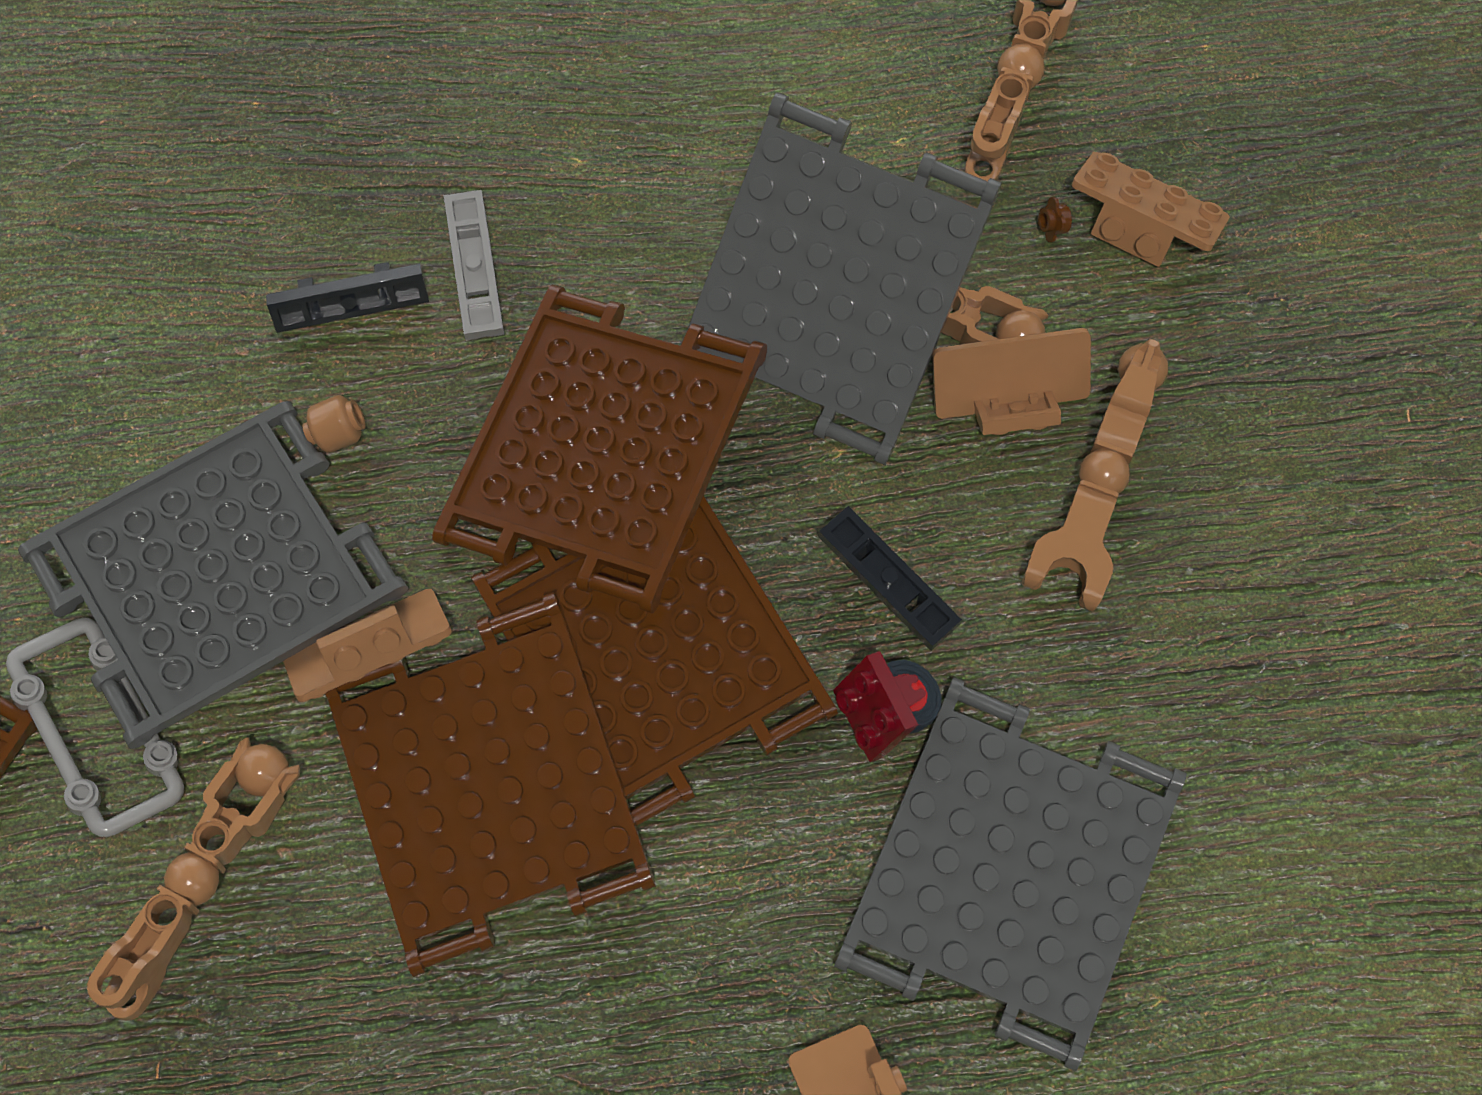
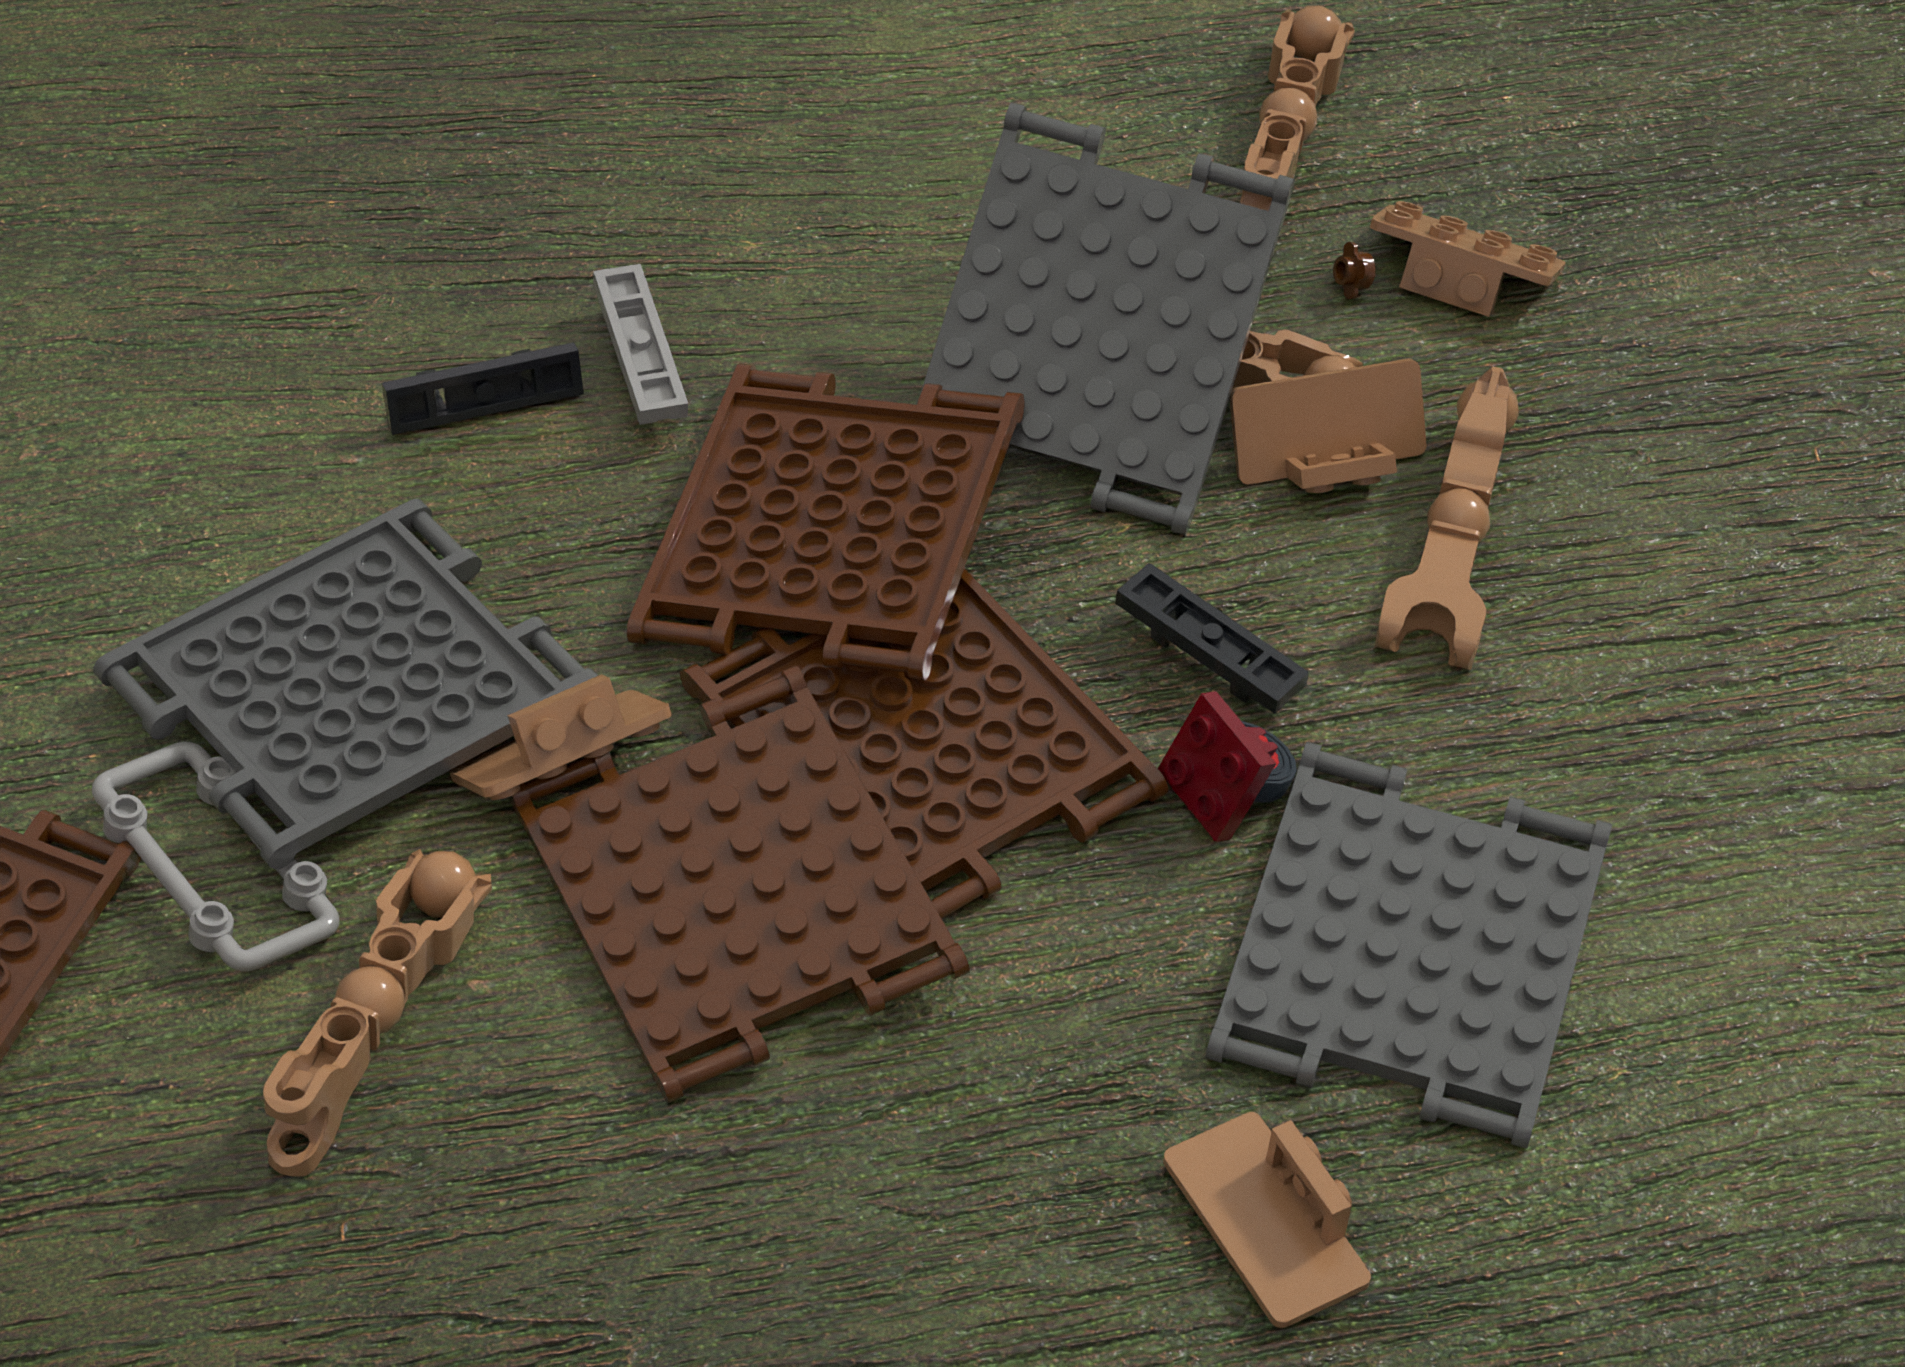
camera: 10 degrees left, 20 degrees down
(334, 423) = (484, 518): medium nougat head -> none

